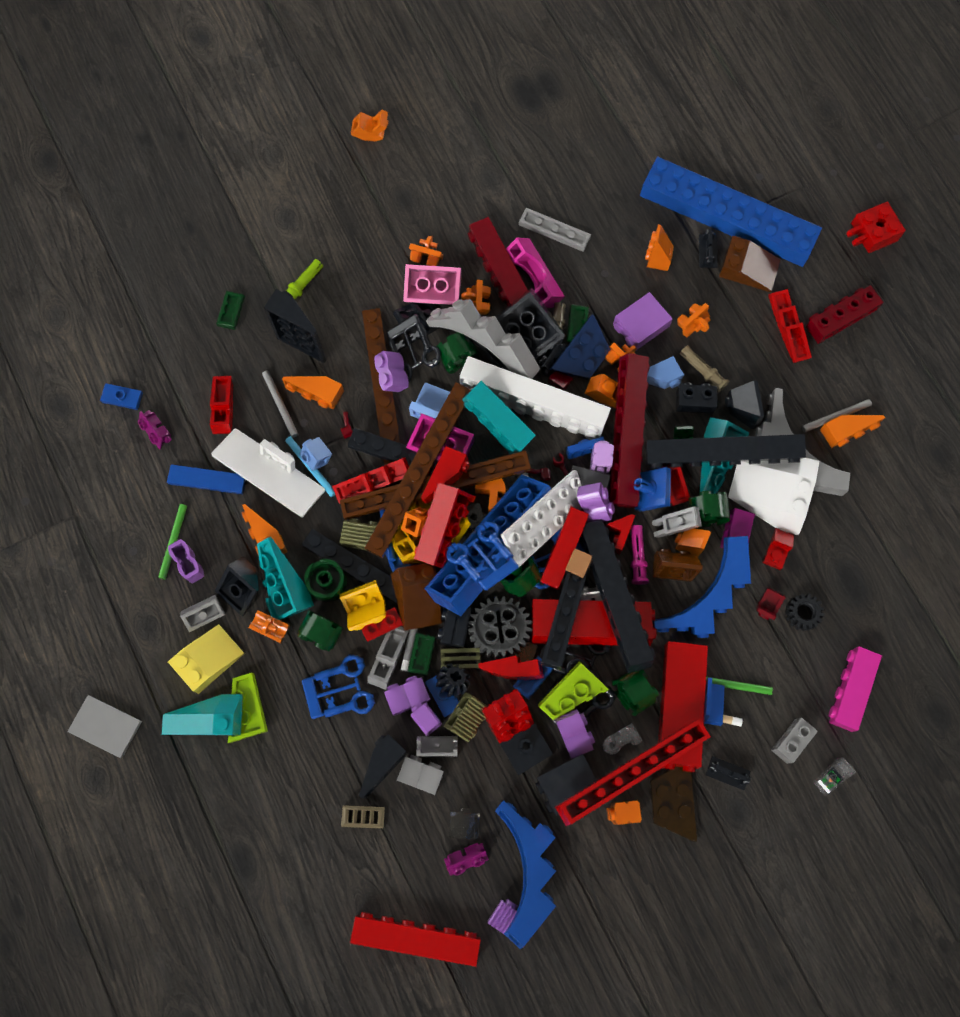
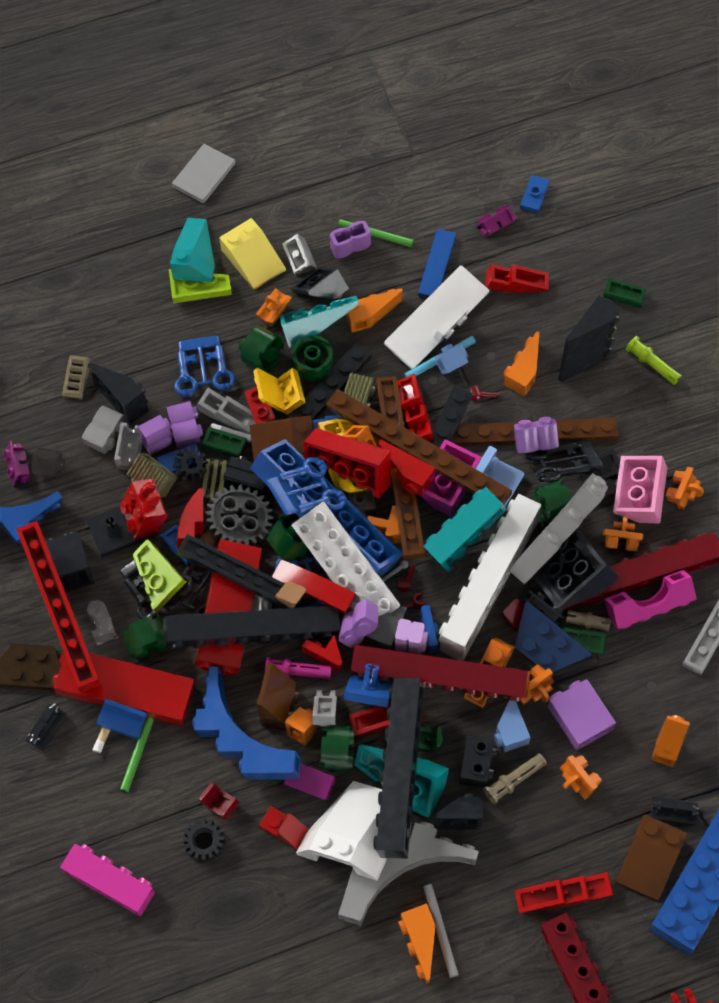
camera: 100 degrees right, 10 degrees down
(280, 404) = (513, 334): light grey bar -> none
(574, 733) = (115, 574): medium lavender brick -> none
(624, 812) = (25, 609): orange brick -> none
(794, 740) = (64, 799): light grey brick -> none
(833, 776) = (19, 837): leg -> none

